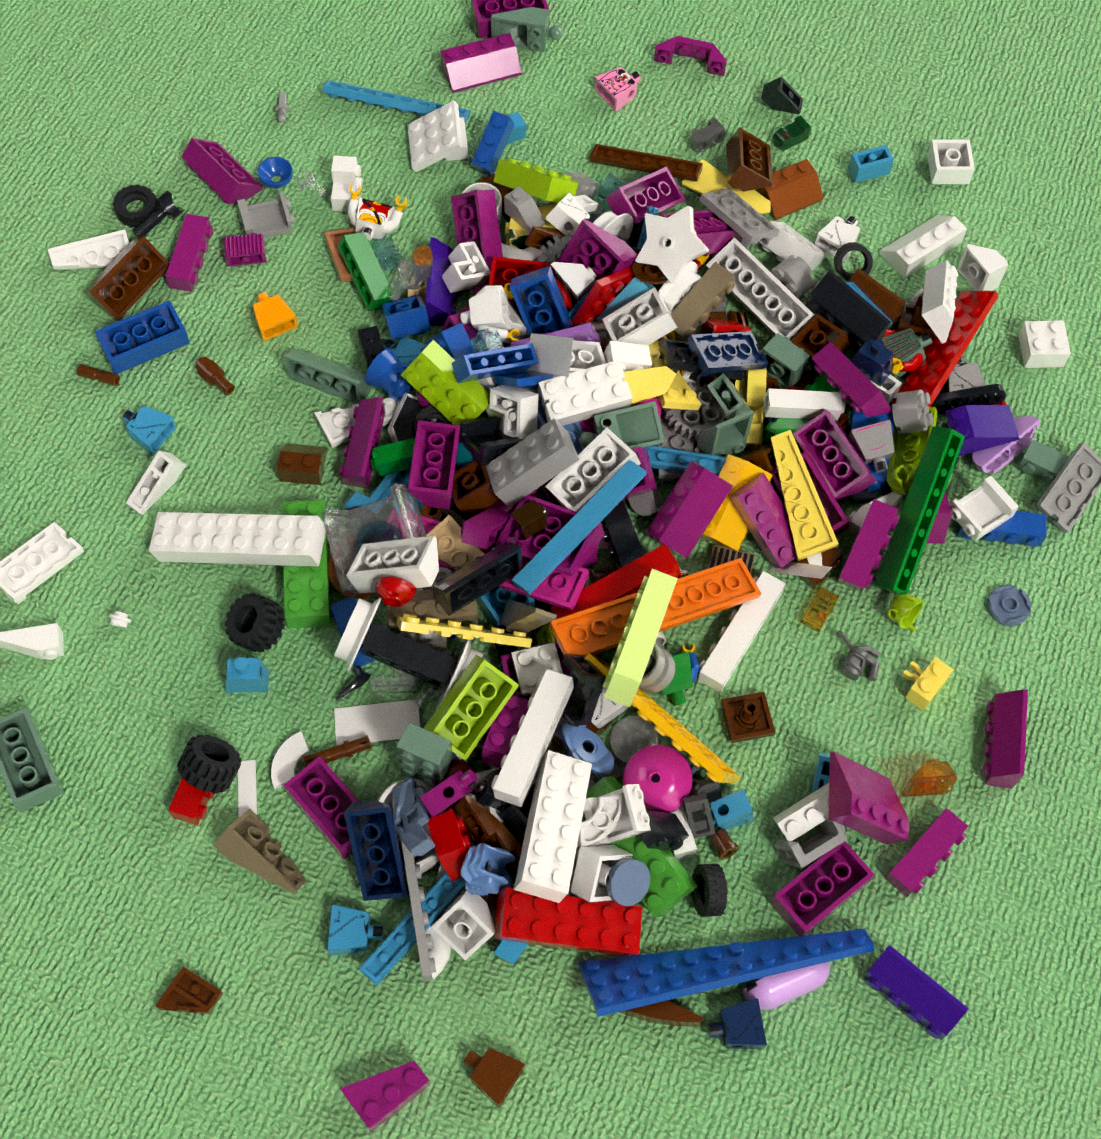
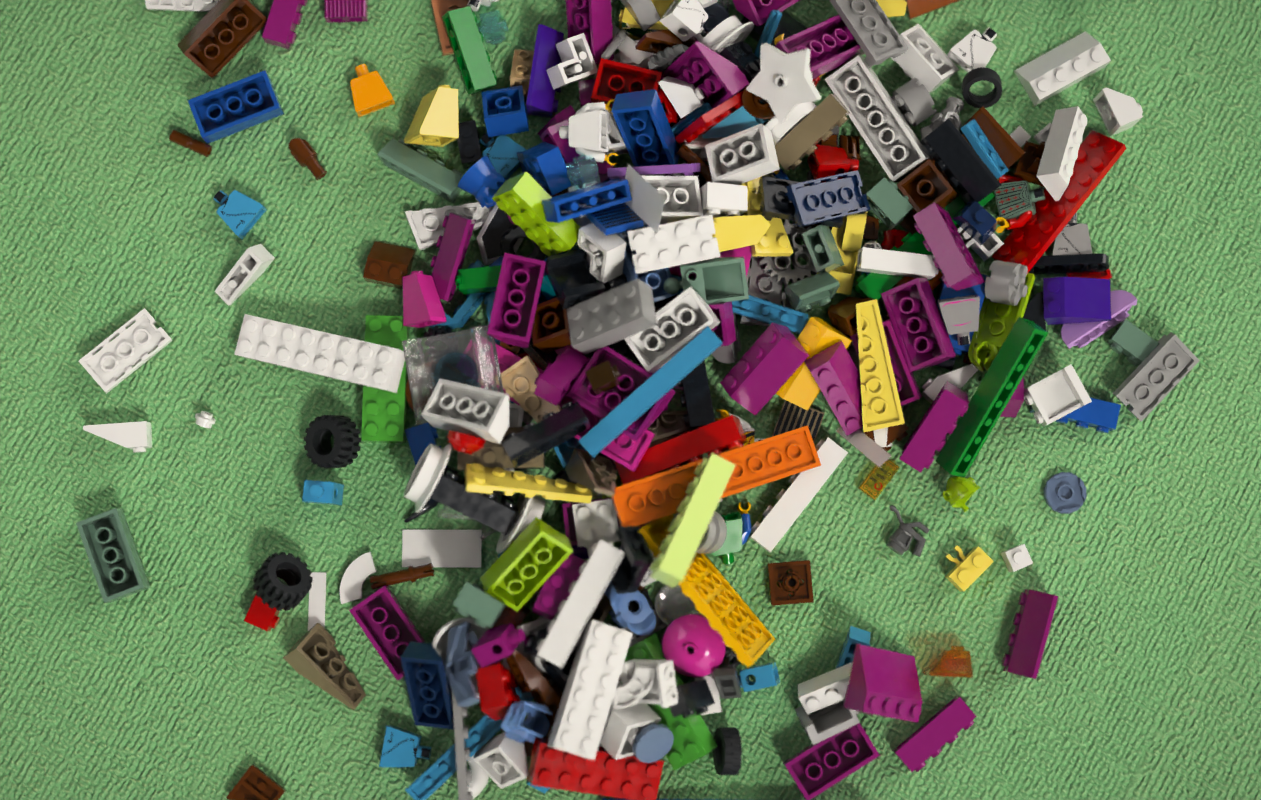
camera: 10 degrees right, 20 degrees up
(337, 483) = (421, 301): none -> dark pink slope
(339, 329) = (435, 119): none -> light yellow slope
(411, 272) = (513, 70): clear plate -> none
(505, 250) = (614, 44): none -> light grey piece
(726, 847) = (748, 705): reddish brown bush -> none
(975, 668) = (1016, 558): none -> white brick
(1044, 344) = (1164, 205): white brick -> none

